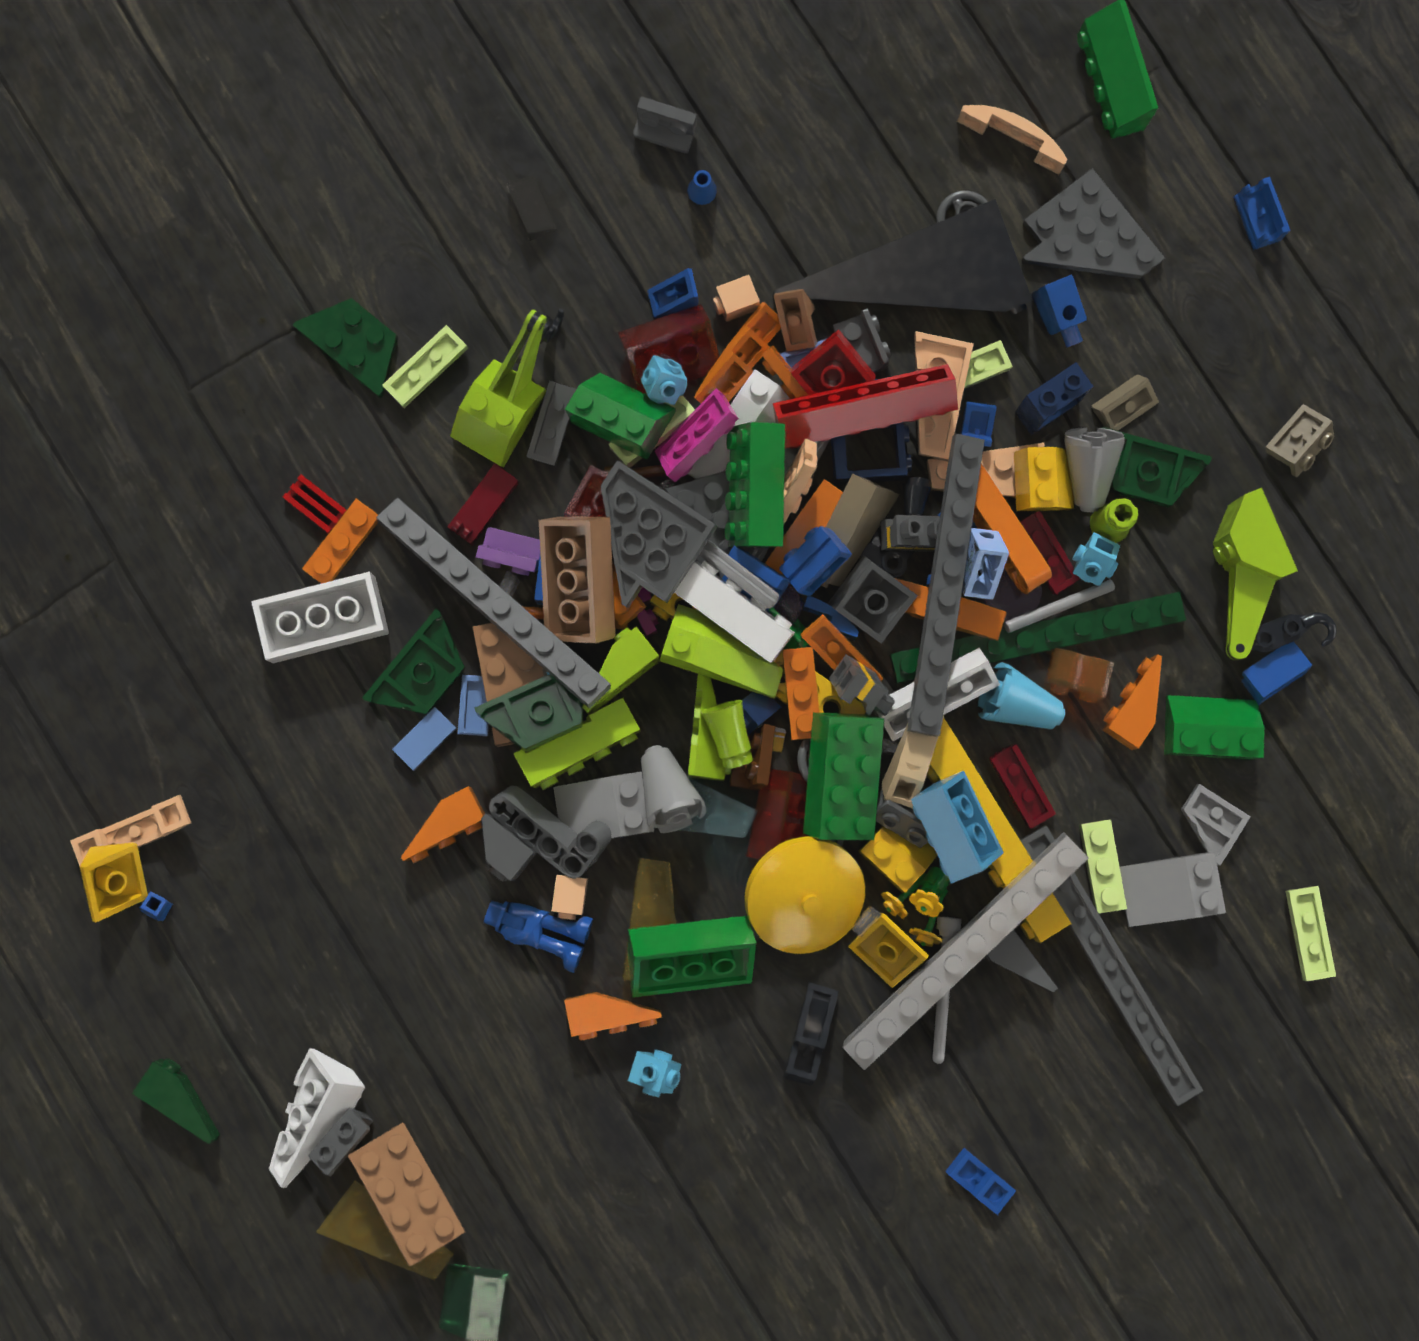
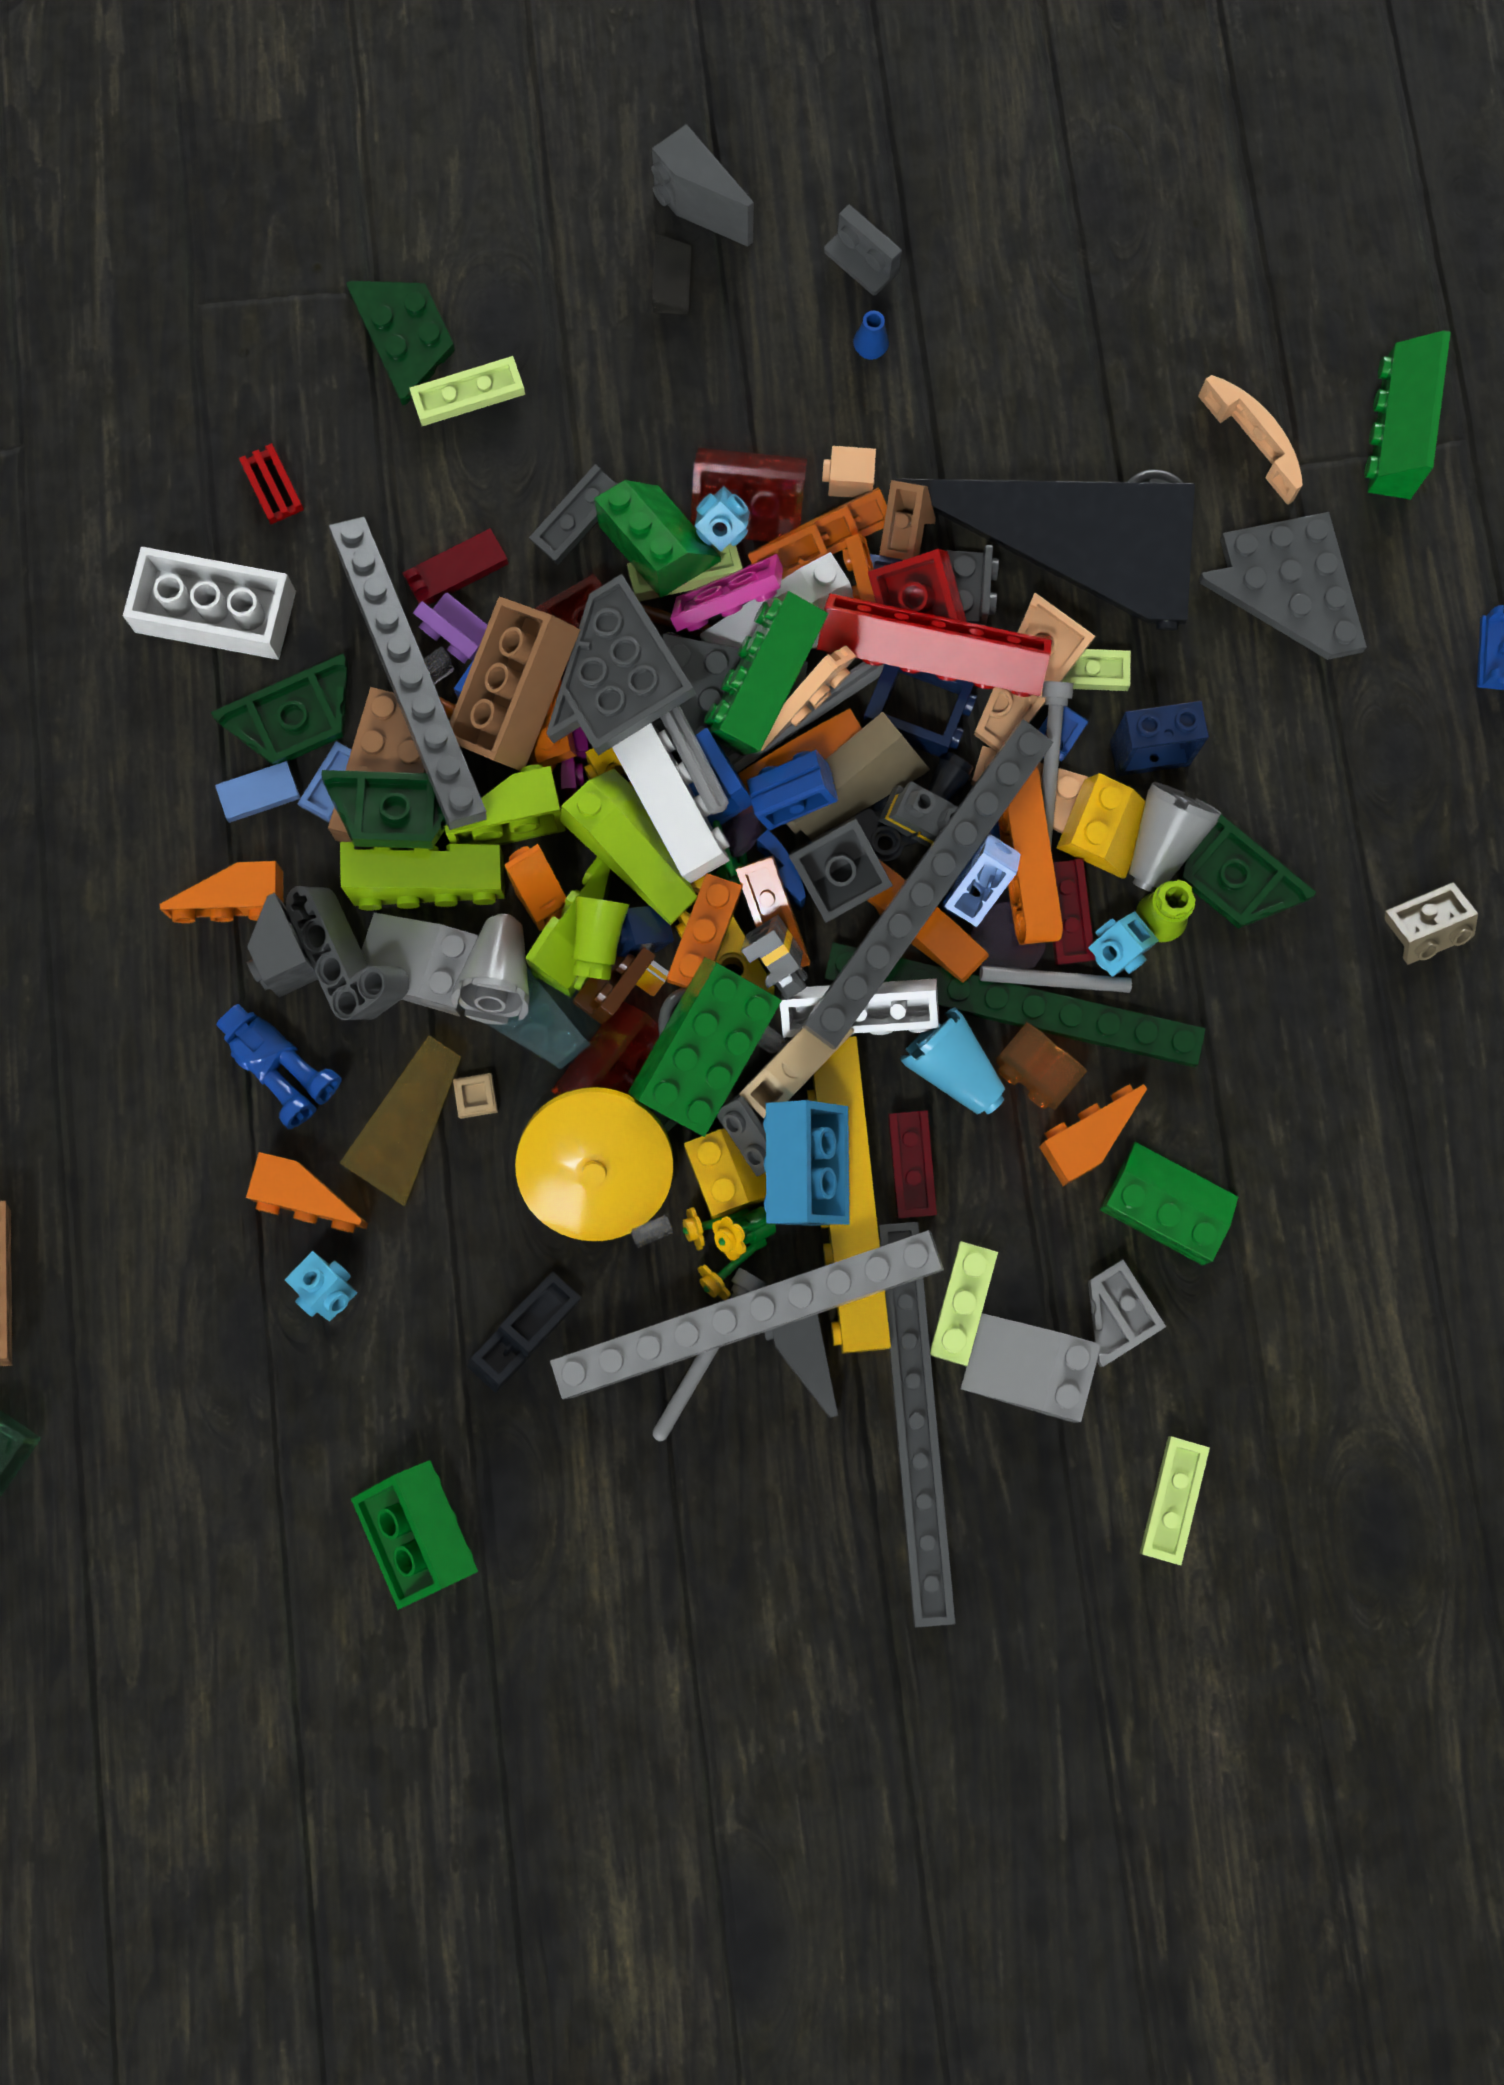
camera: 30 degrees right, 5 degrees down
(341, 542) = (279, 536): orange plate -> none
(502, 399) = (532, 457): lime slope -> none
(523, 132) = (700, 187): none -> dark grey slope
(569, 896) = (328, 1040): light nougat brick -> none
(667, 717) = (535, 885): none -> orange slope
(674, 294) = (784, 434): blue slope -> none
(691, 956) = (428, 1172): green slope -> none
(692, 884) = (475, 1095): none -> tan tile
(805, 1211) = (414, 1534): none -> green slope
(888, 951) = (661, 1277): yellow slope -> none
(969, 403) = (1056, 697): none -> light grey piece
(980, 1181) = (638, 1603): blue slope -> none
(1059, 299) = (1218, 632): blue torso -> none
(1125, 403) = (1244, 789): dark tan slope -> none
(1256, 558) = (1311, 1033): lime slope -> none
(1275, 672) = (1276, 1173): blue hinge -> none

